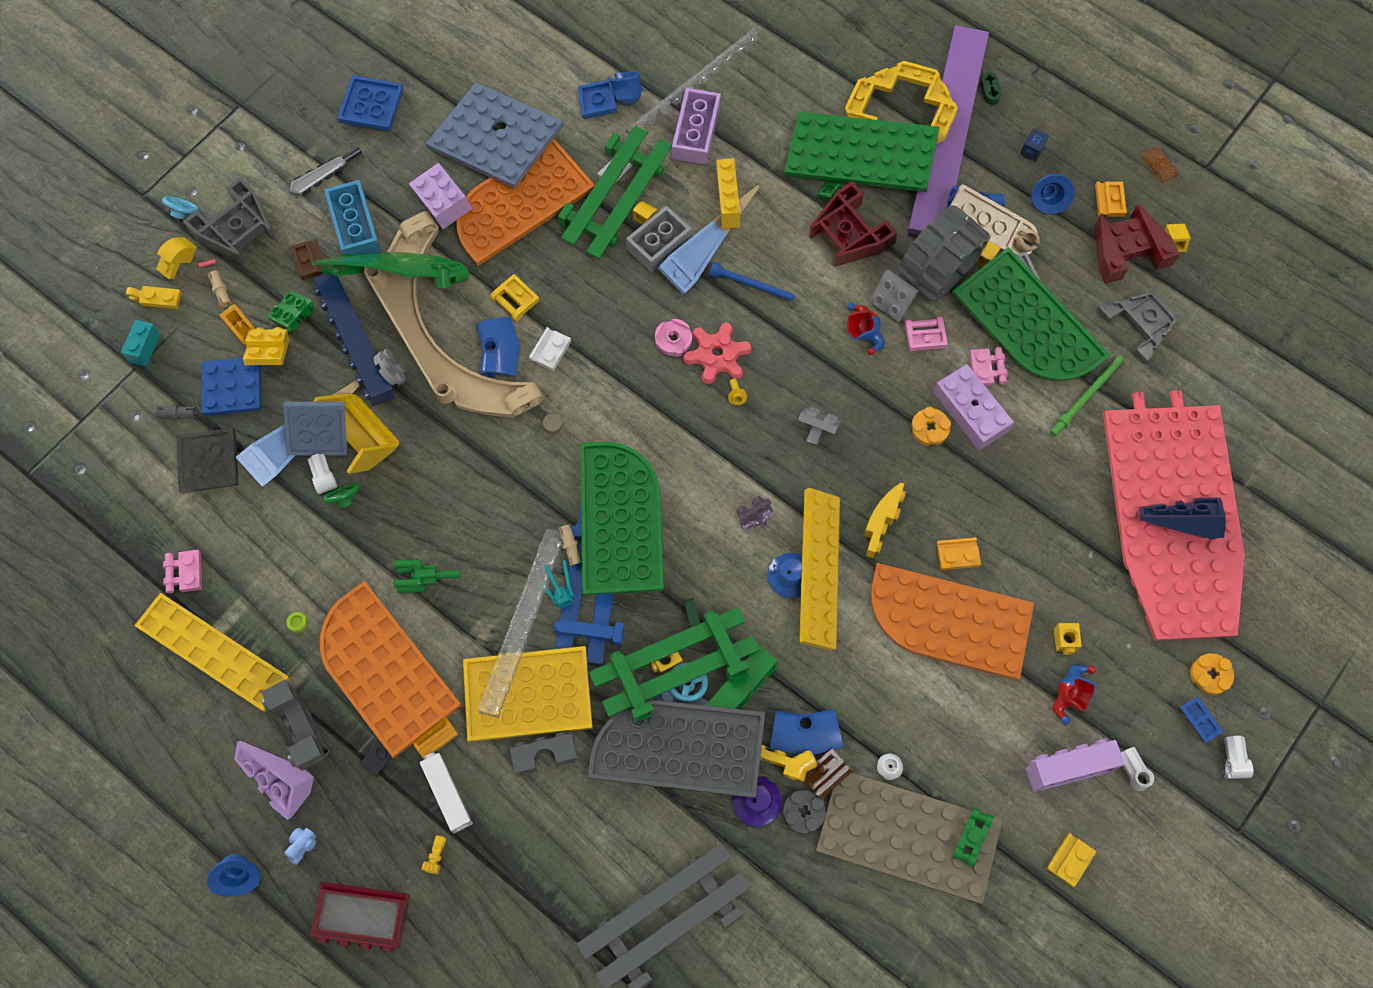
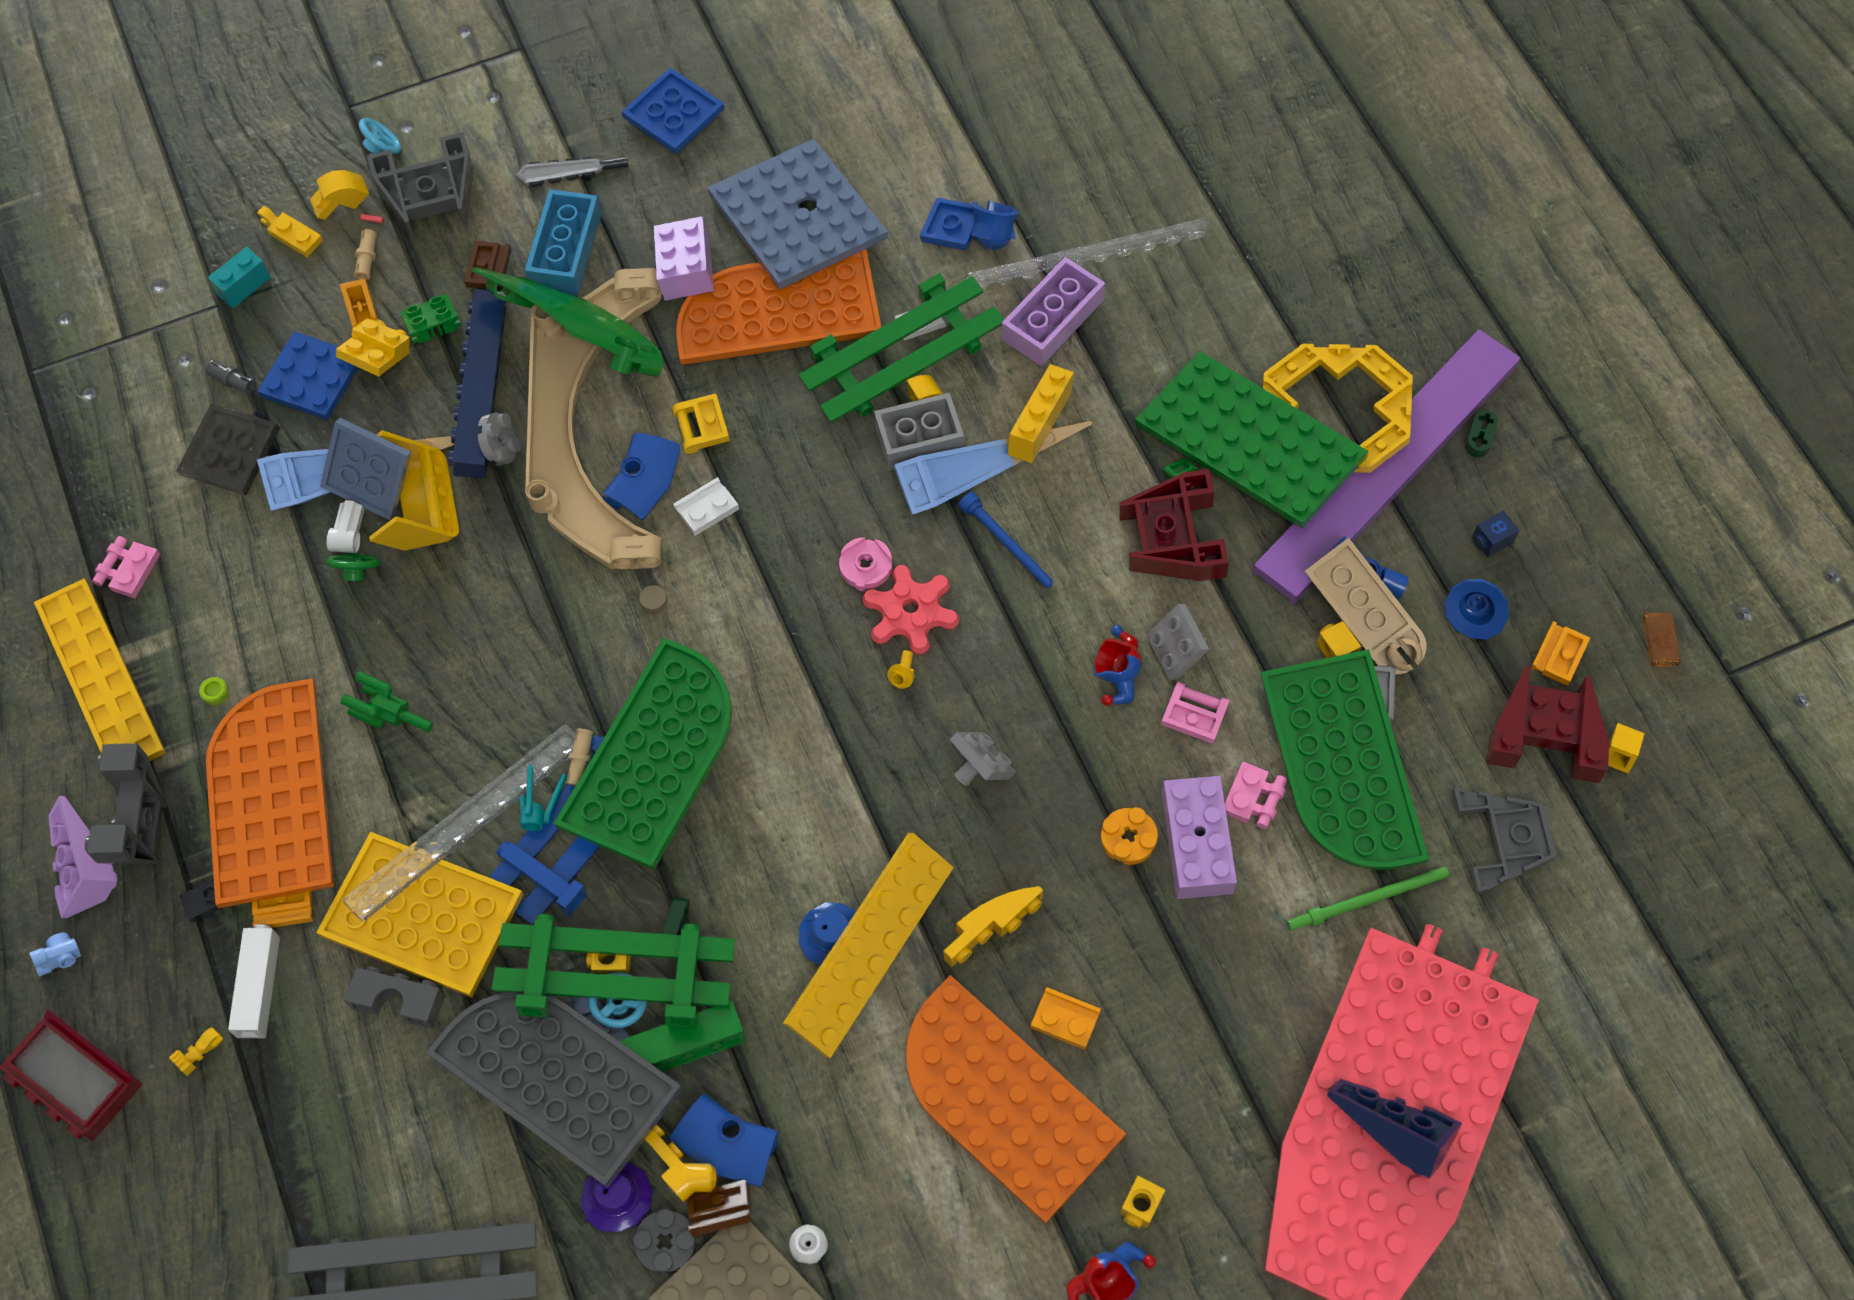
camera: 30 degrees right, 5 degrees down
(757, 515) = (832, 835): clear purple hips -> none
(943, 253) = (1267, 615): dark grey wheel -> none

